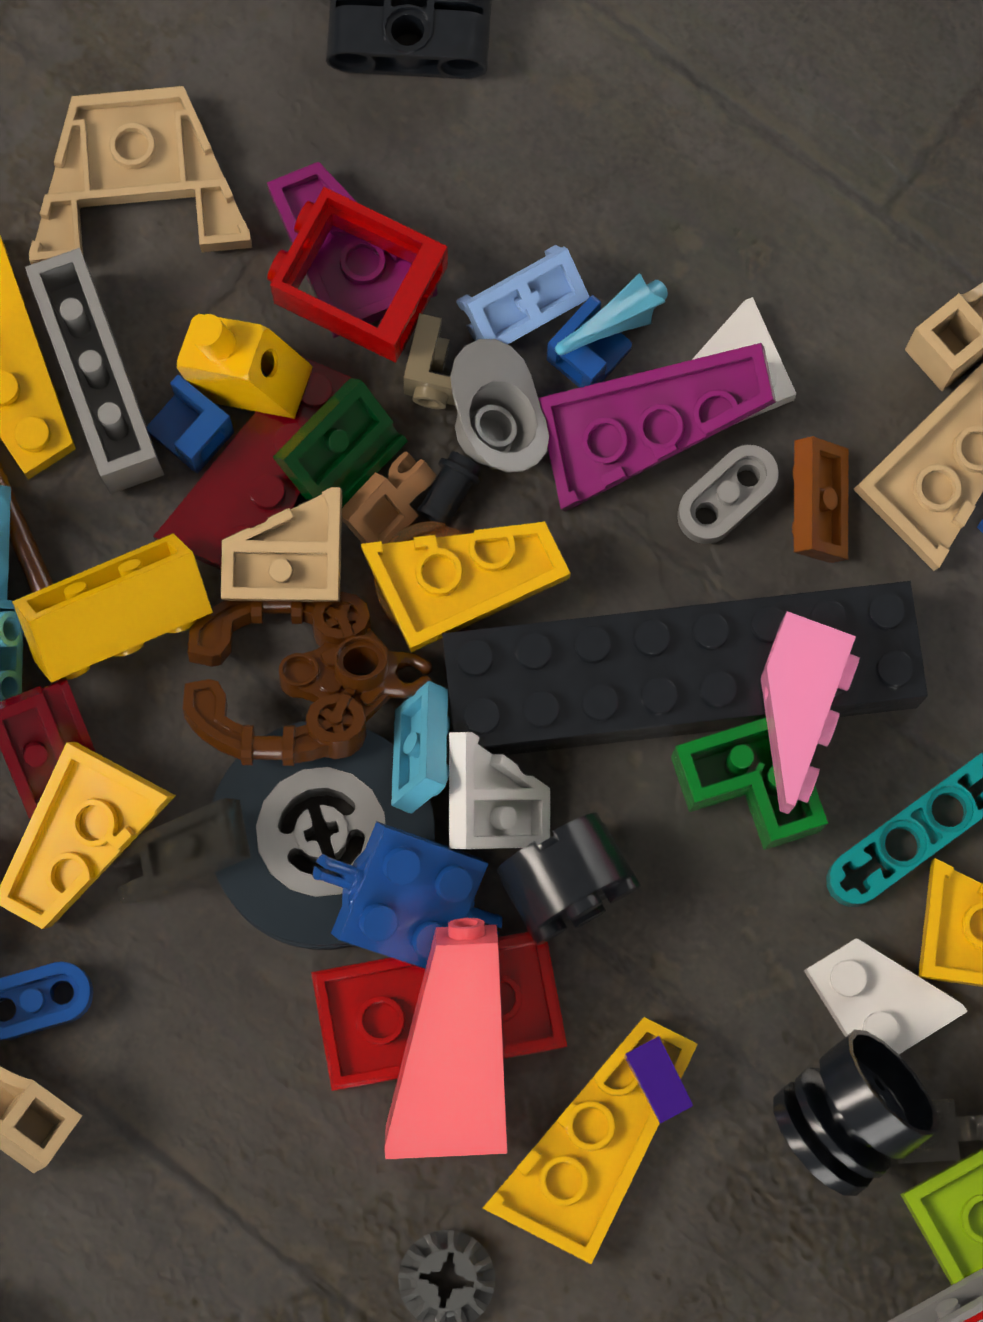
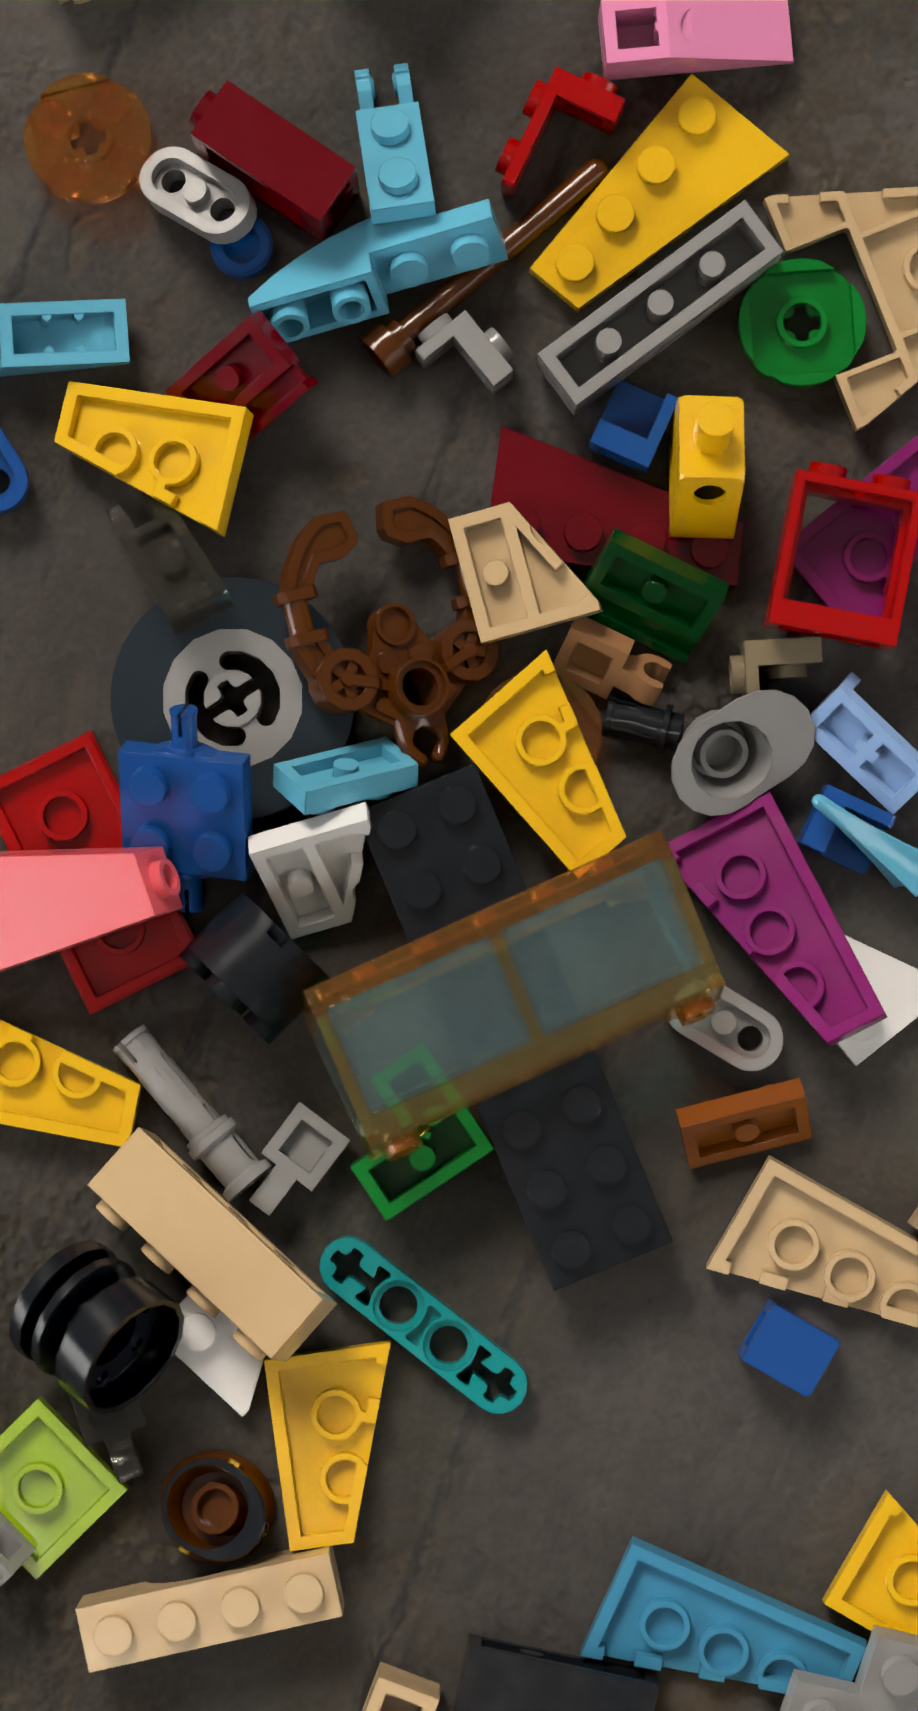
camera: 75 degrees right, 10 degrees up
(82, 534) = (483, 351): none -> light grey bracket
(113, 608) = (405, 409): yellow brick -> none
(129, 237) = (825, 296): none -> green plate
(657, 655) = (512, 993): none -> windscreen
(658, 1079) = (78, 1117): dark purple piece -> none
(706, 968) = (209, 1135): none -> light grey pin
(743, 890) = (302, 1152): none -> light grey plate
(798, 690) = (515, 1154): bright pink slope -> none
(806, 990) = (211, 1246): none -> tan brick

